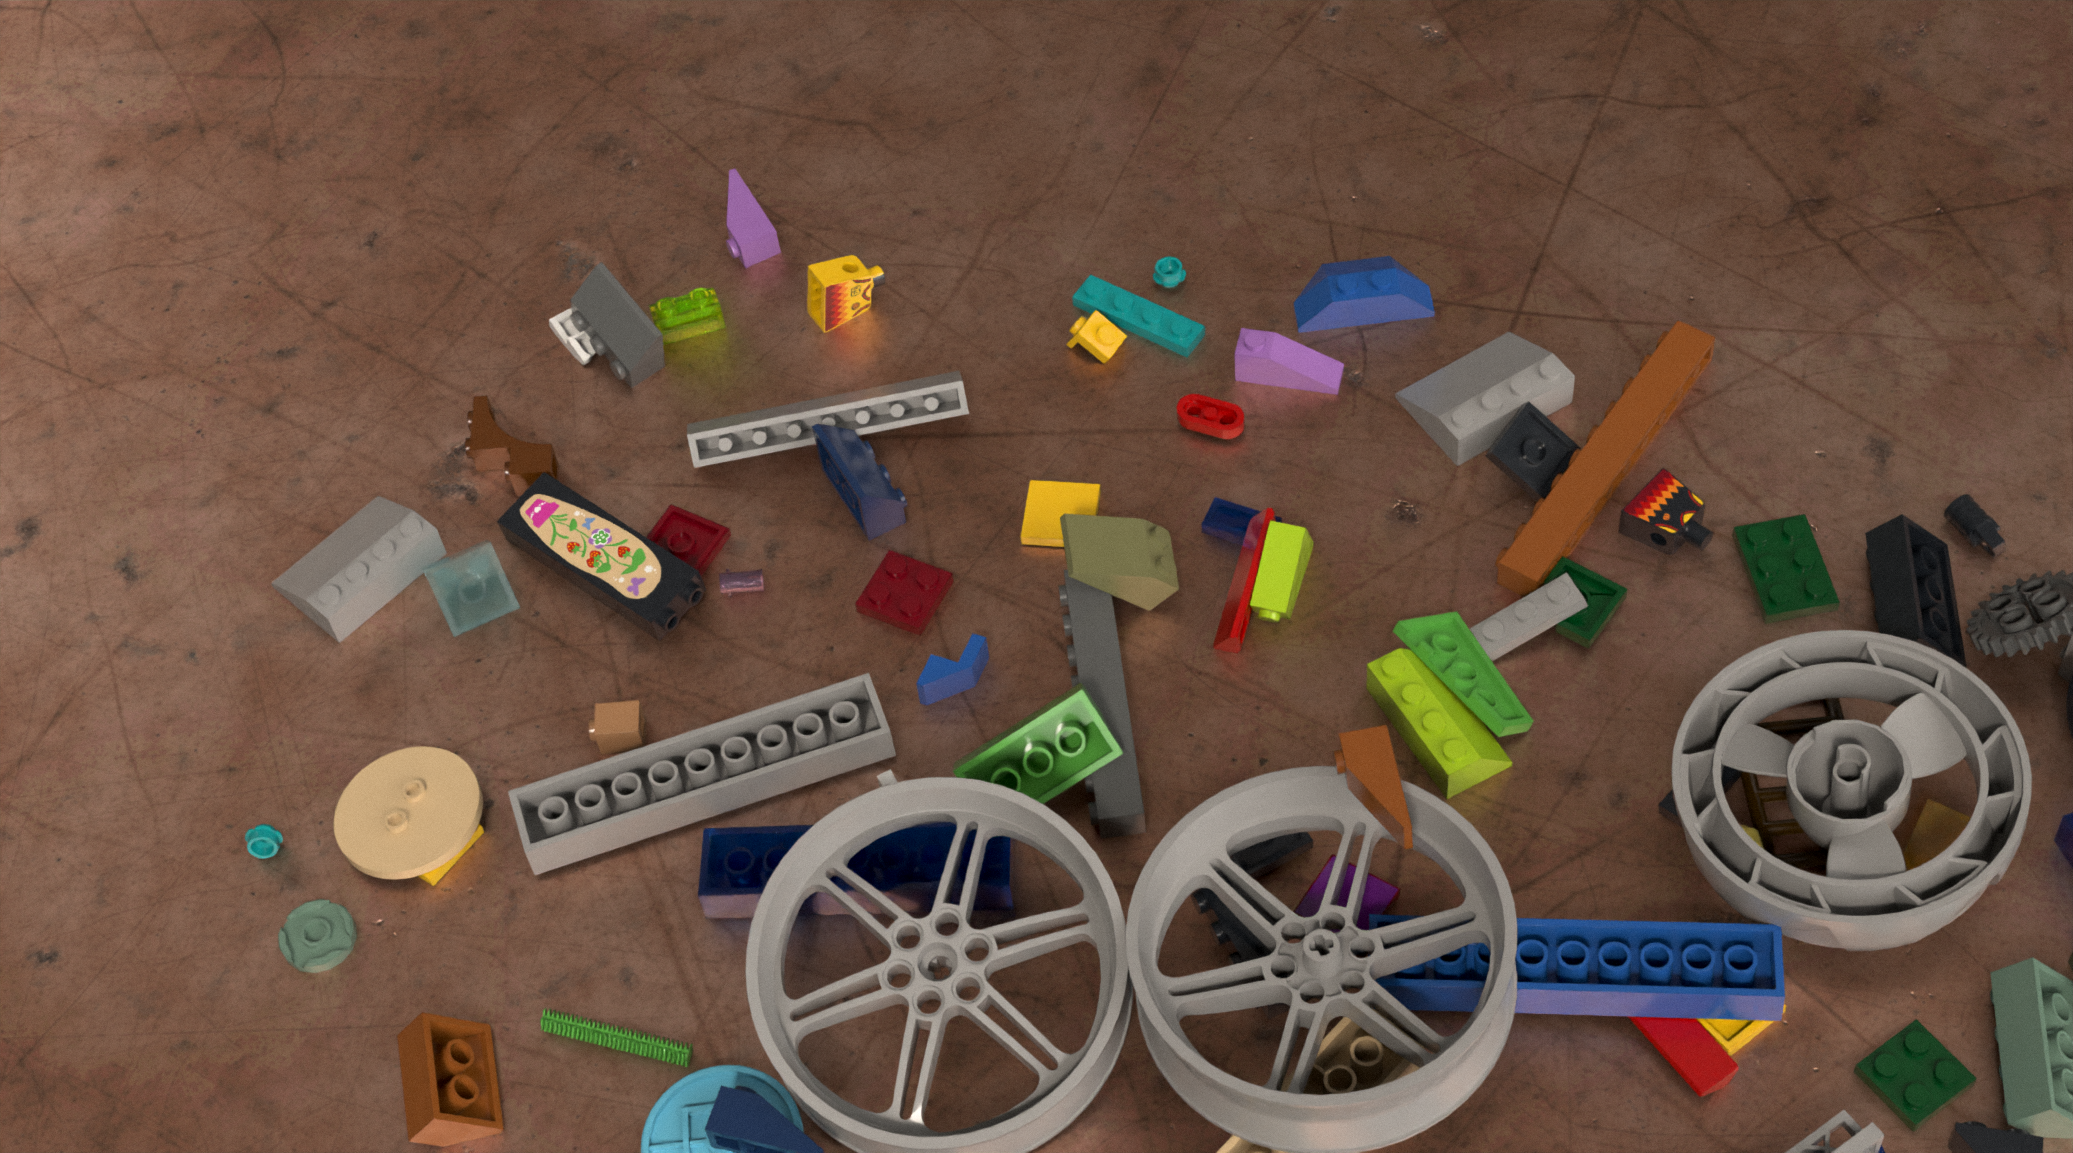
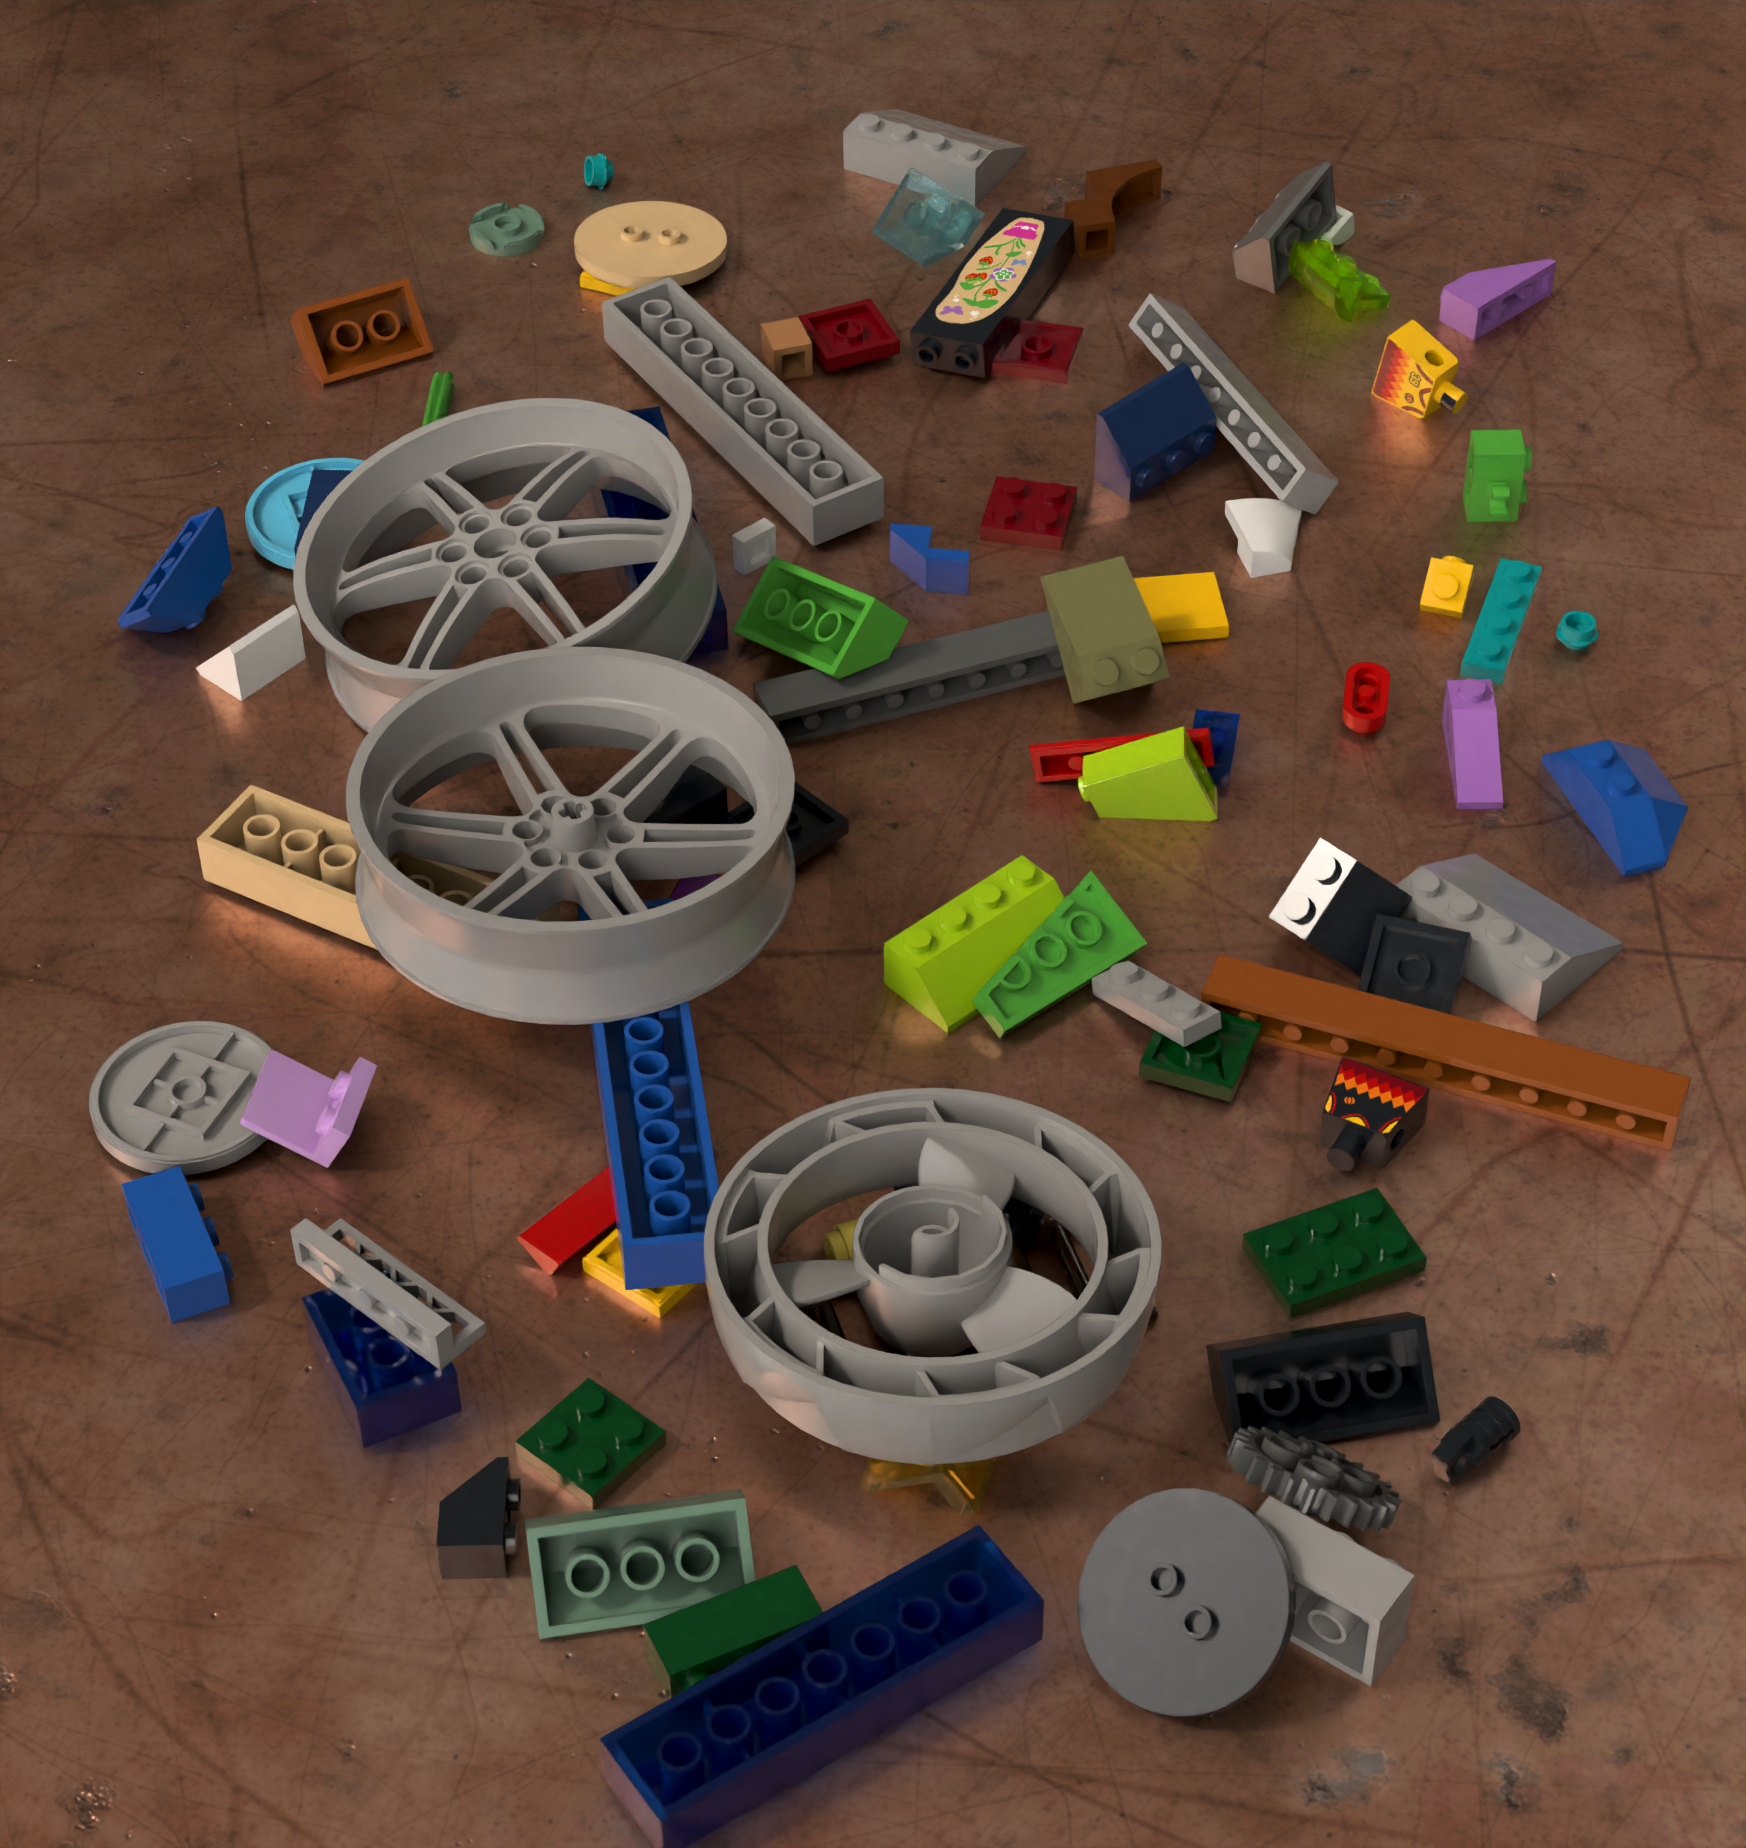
camera: 70 degrees right, 10 degrees down
(612, 674) = (850, 335): none -> dark red plate
(741, 581) = (995, 389): pin -> none
(989, 436) = (1264, 533): none -> white slope
(995, 271) = (1495, 475): none -> bright green brick
(1374, 778) = (761, 786): dark orange slope -> none
(1461, 479) = (1337, 903): none -> black slope

